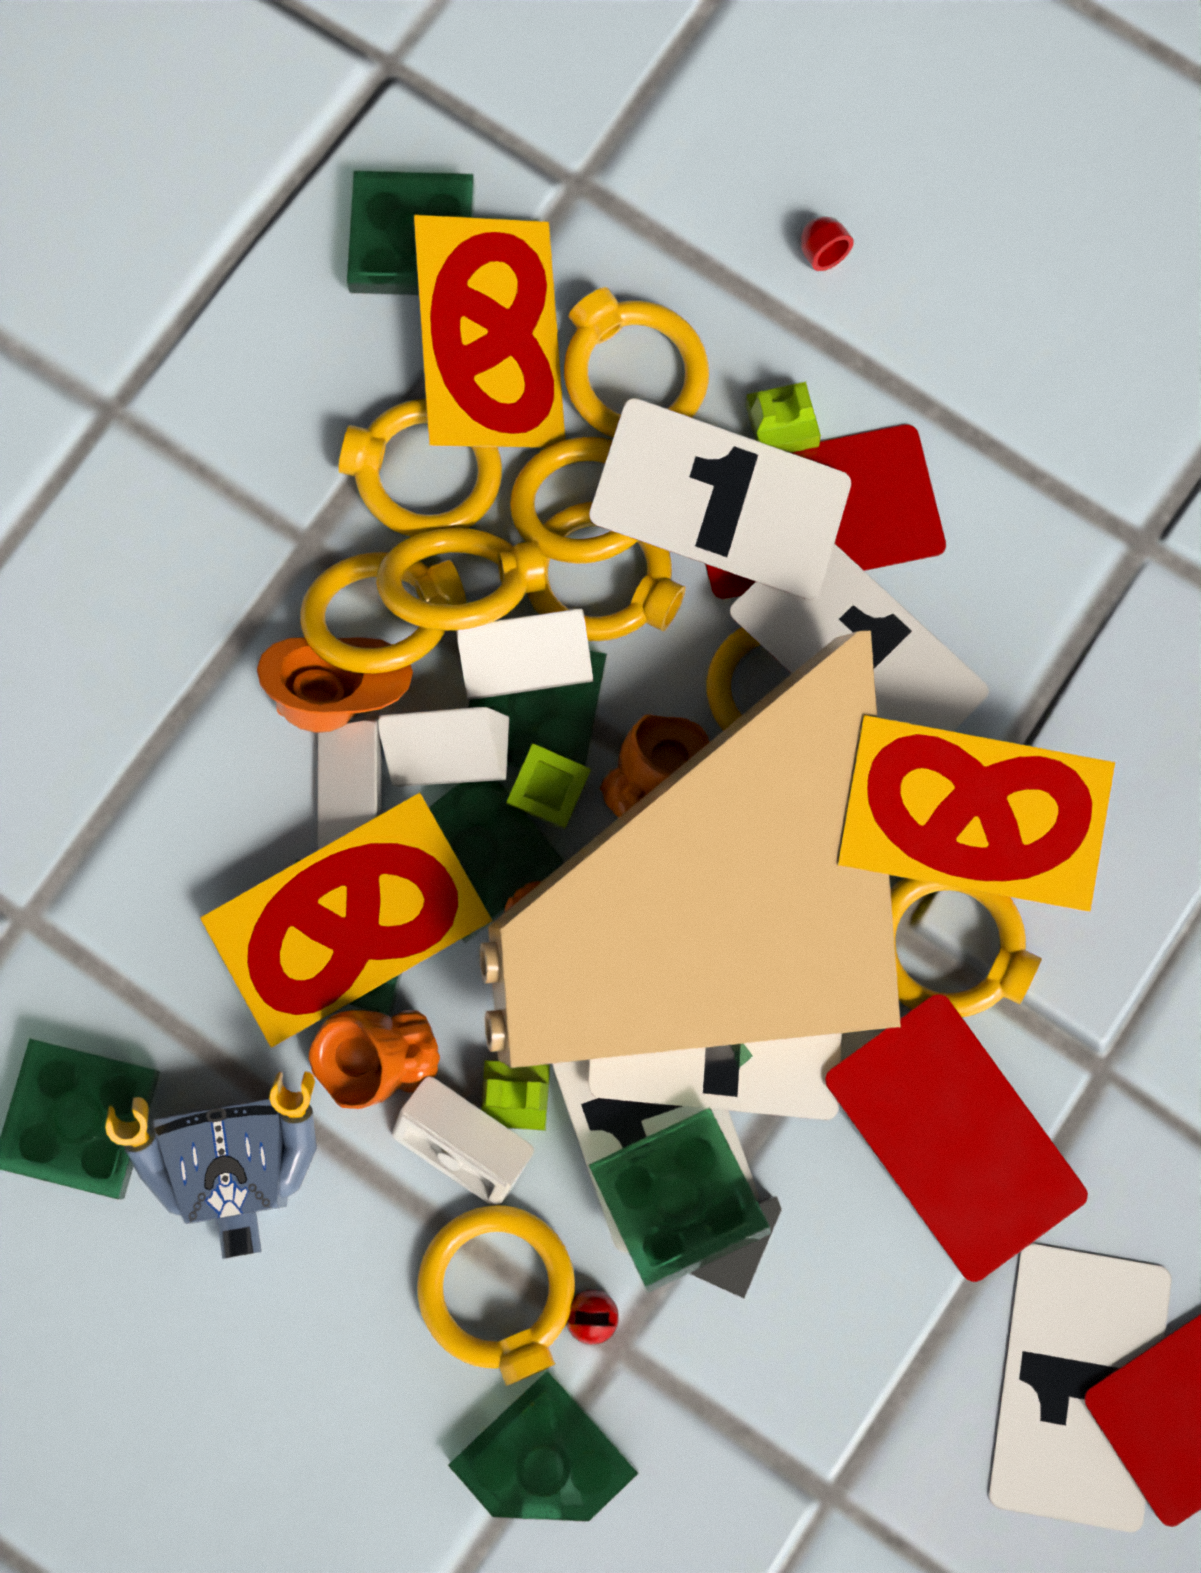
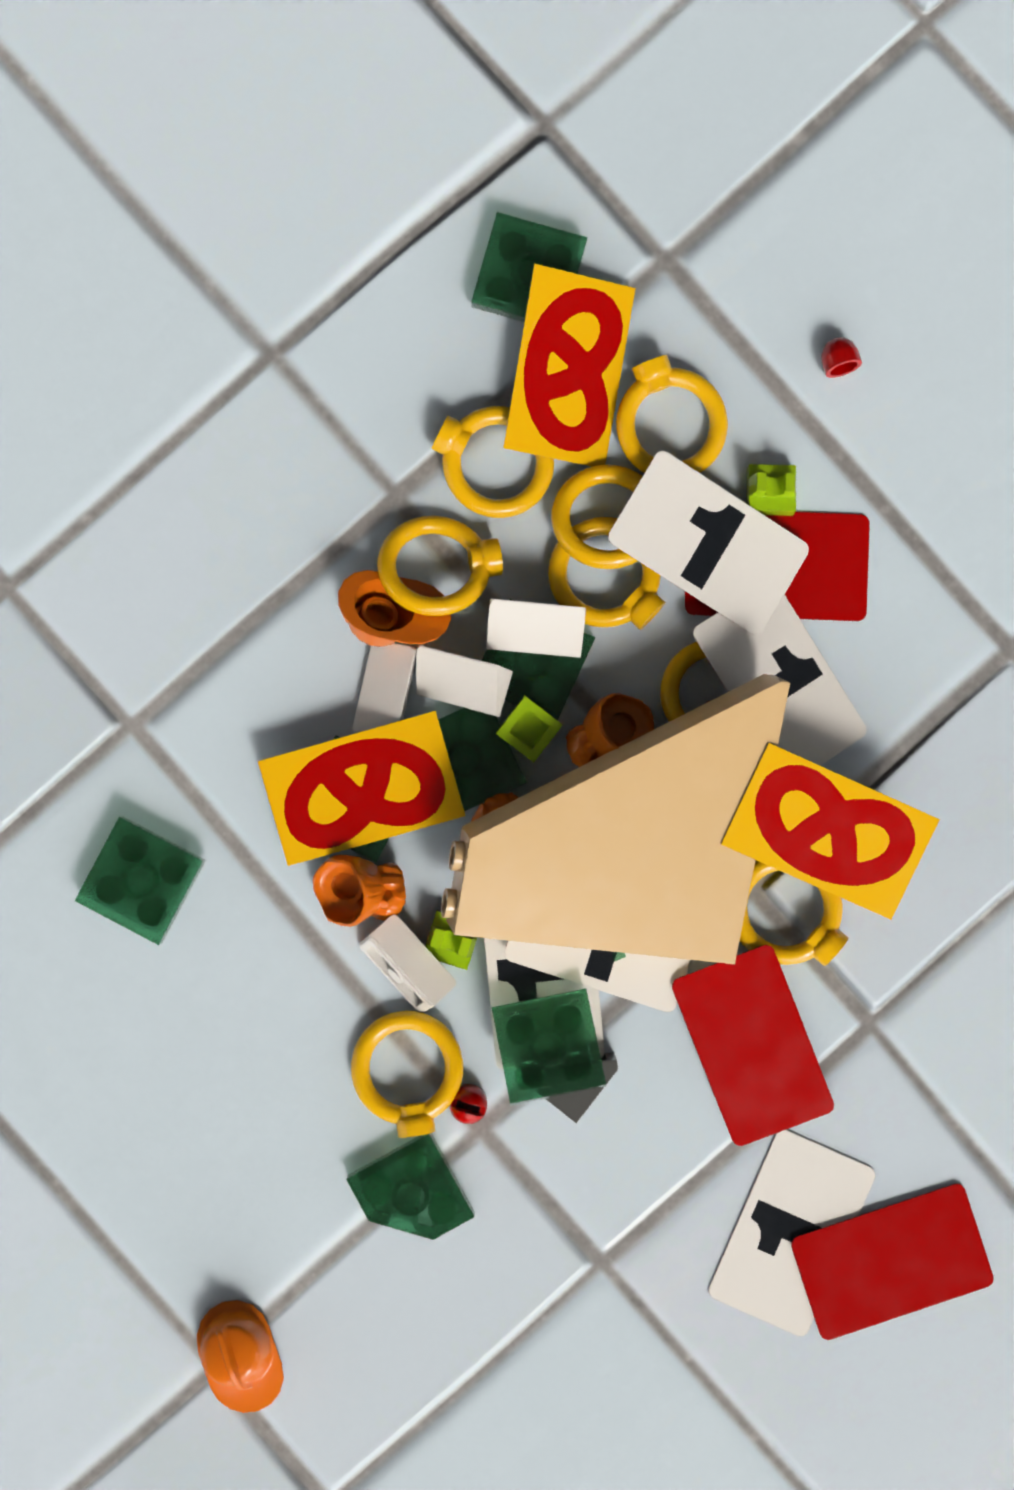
camera: 15 degrees right, 10 degrees up
(224, 1159) = (238, 937): sand blue torso -> none
(518, 568) = (547, 558): yellow piece -> none

